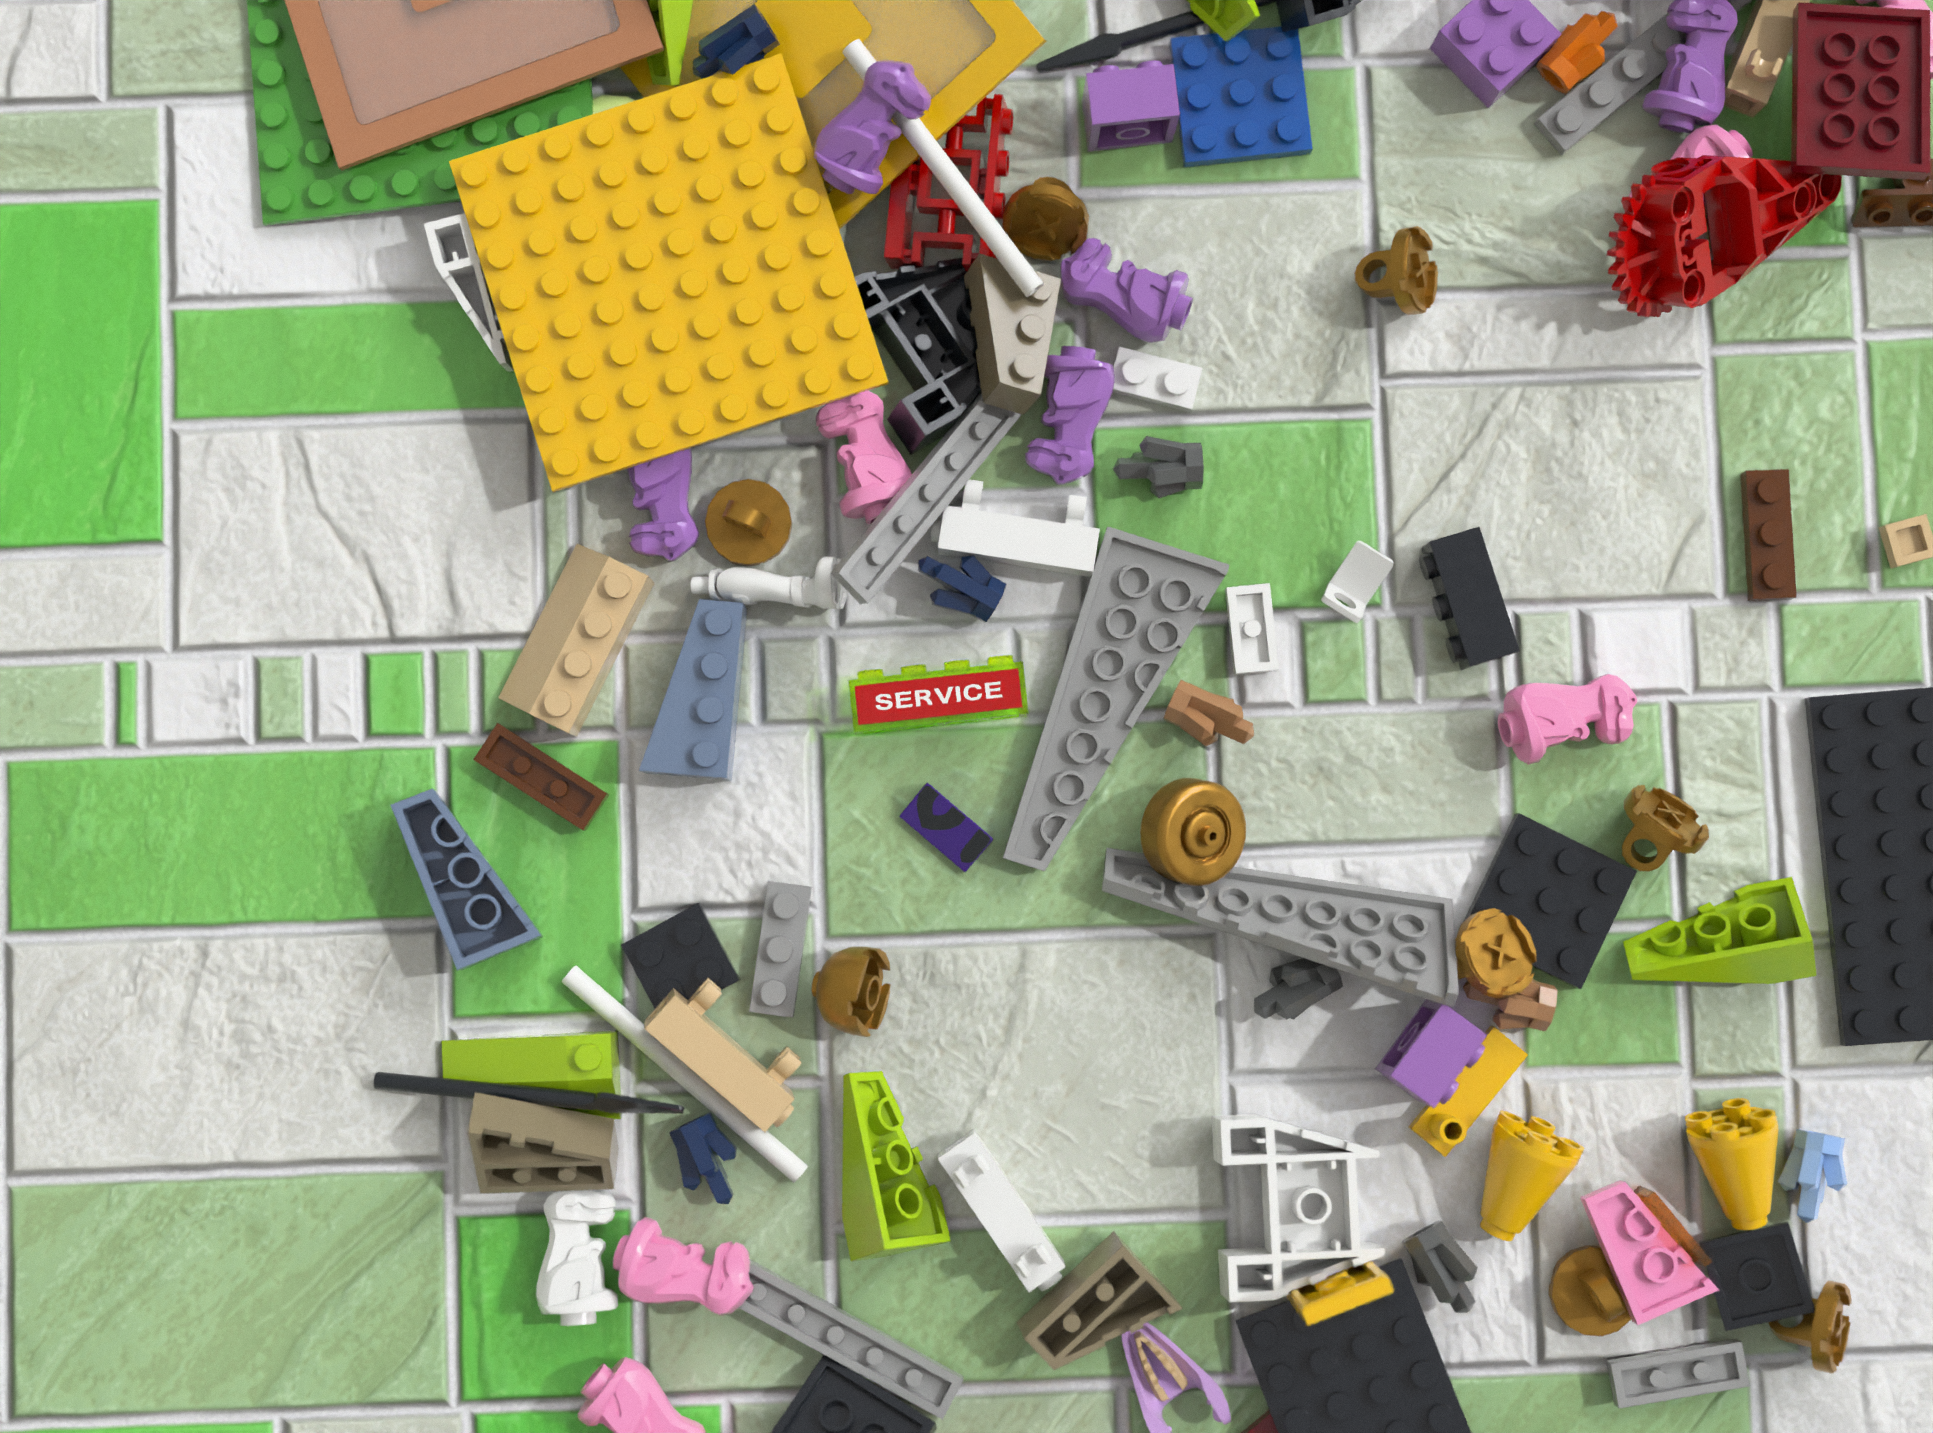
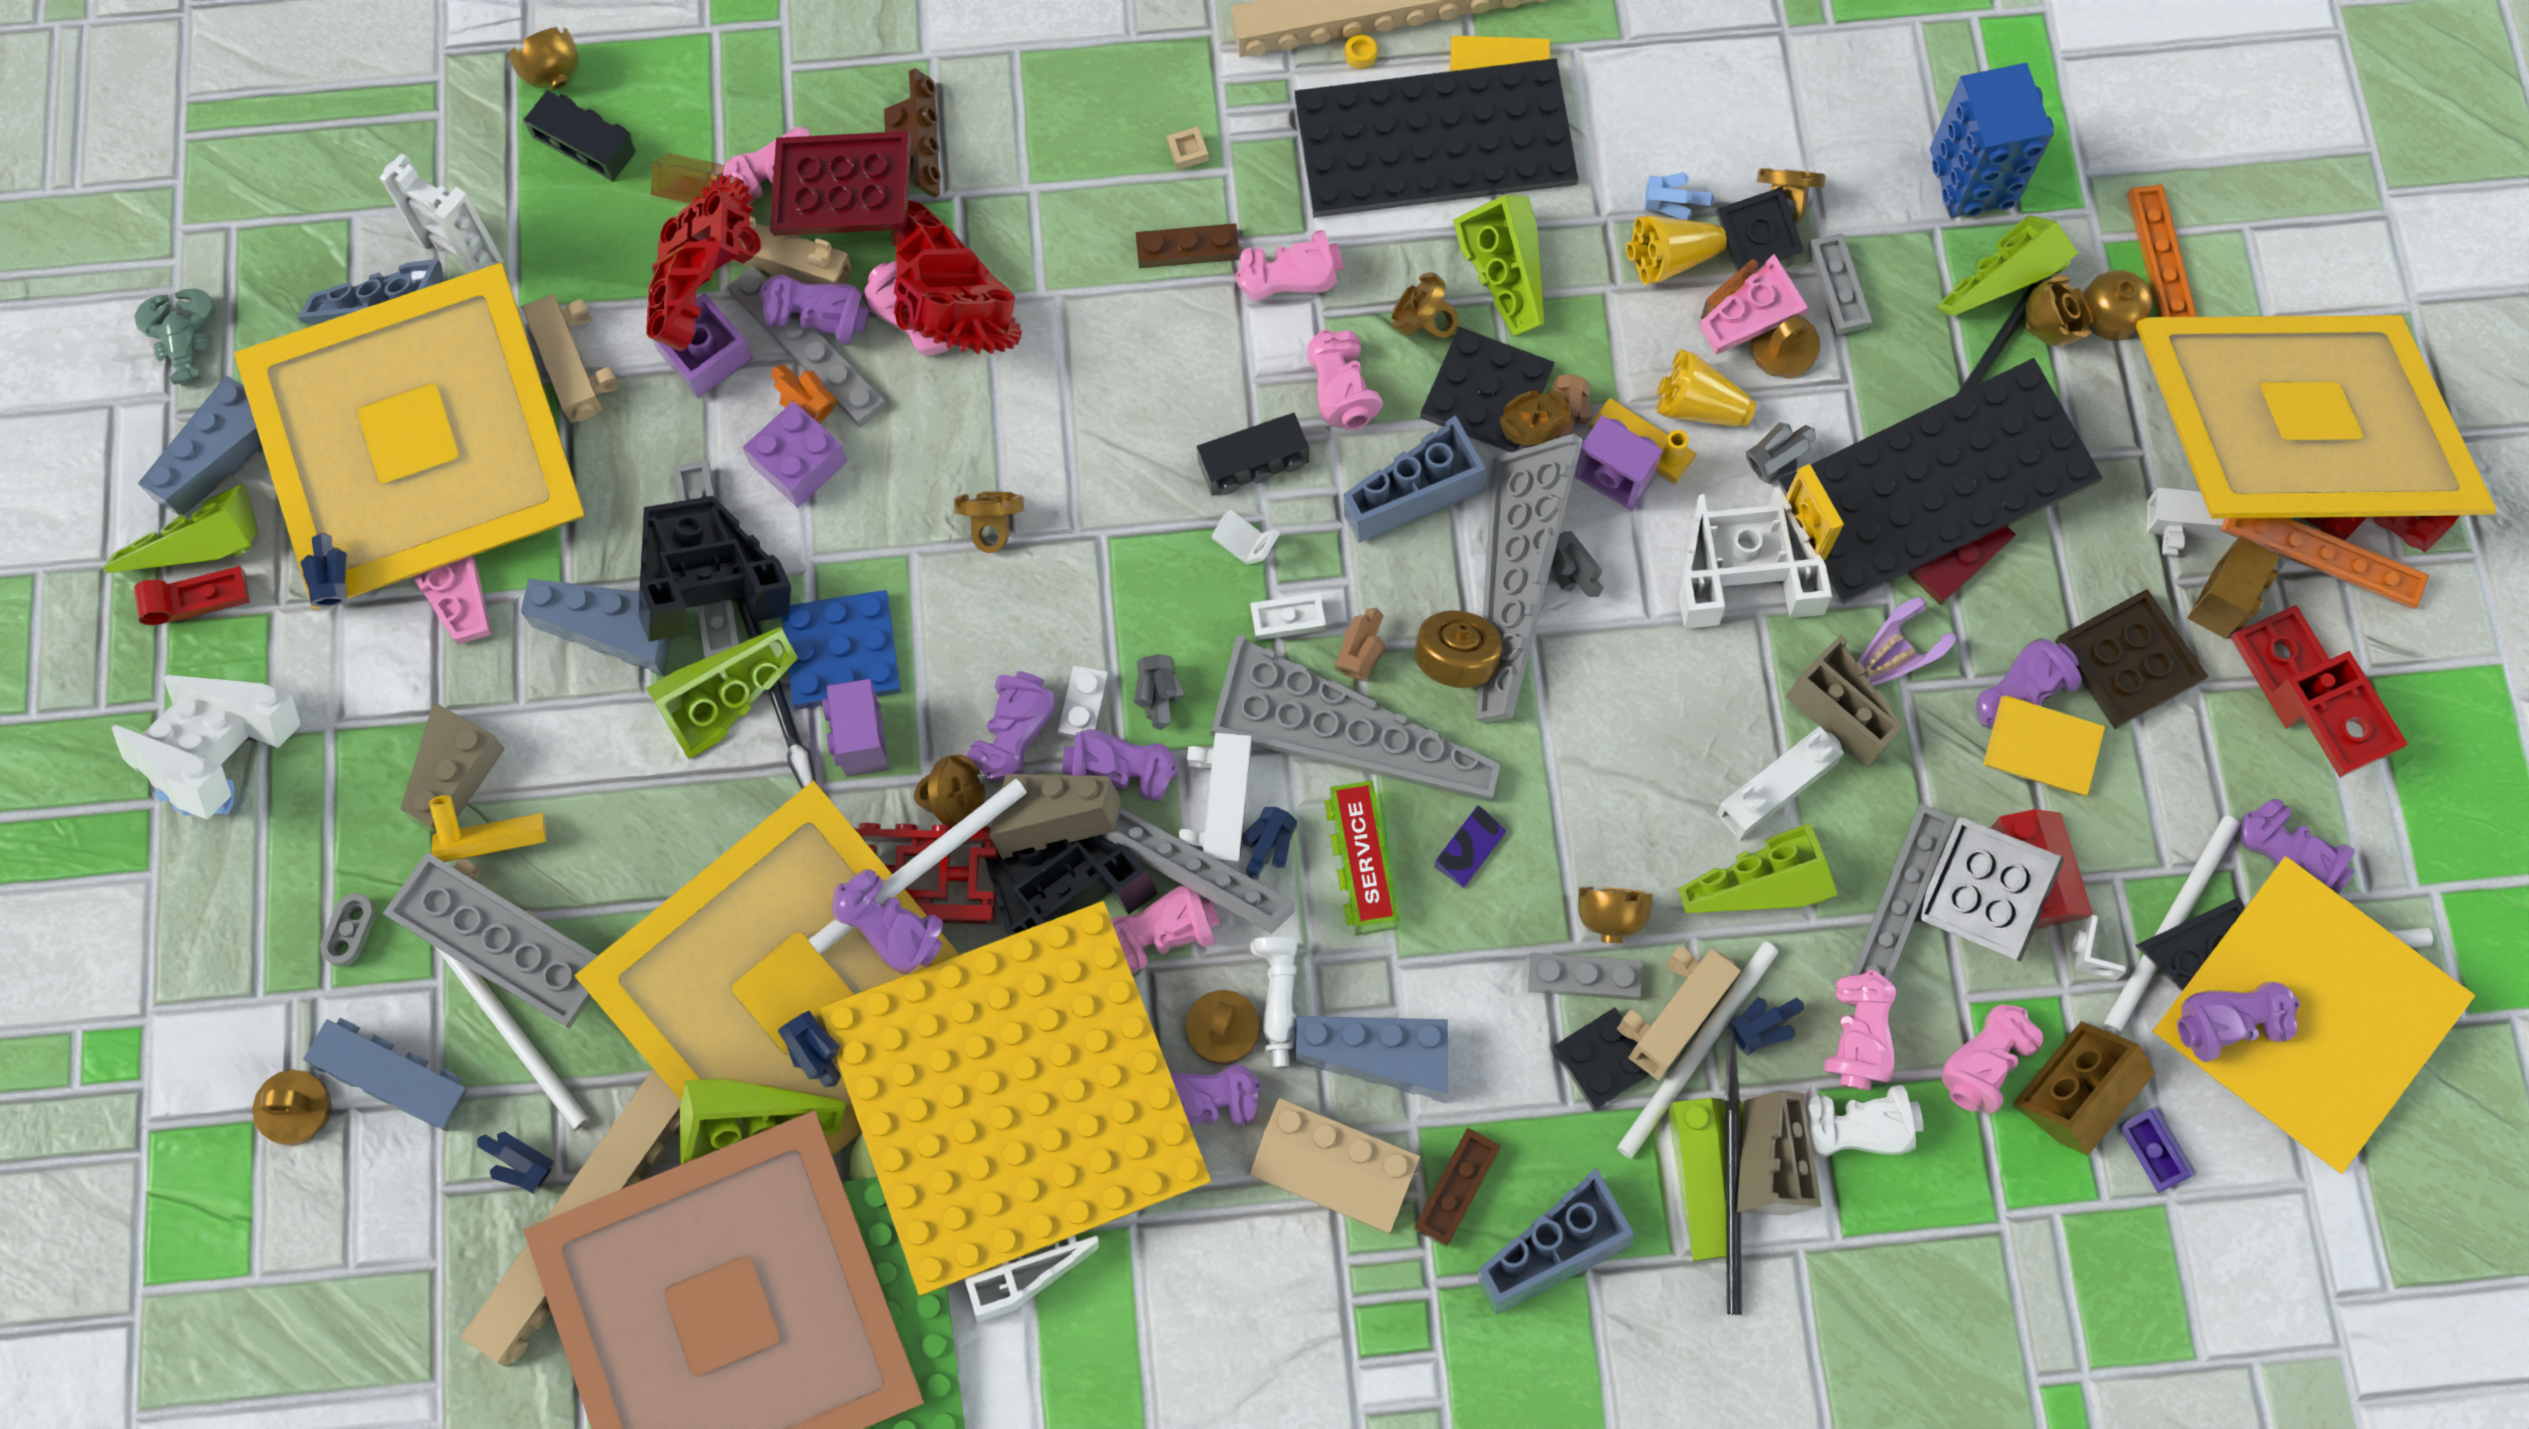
camera: 90 degrees left, 15 degrees down
(1417, 798) = (1417, 483): none -> sand blue wedge
(1724, 672) = (1296, 269): none -> bright pink animal

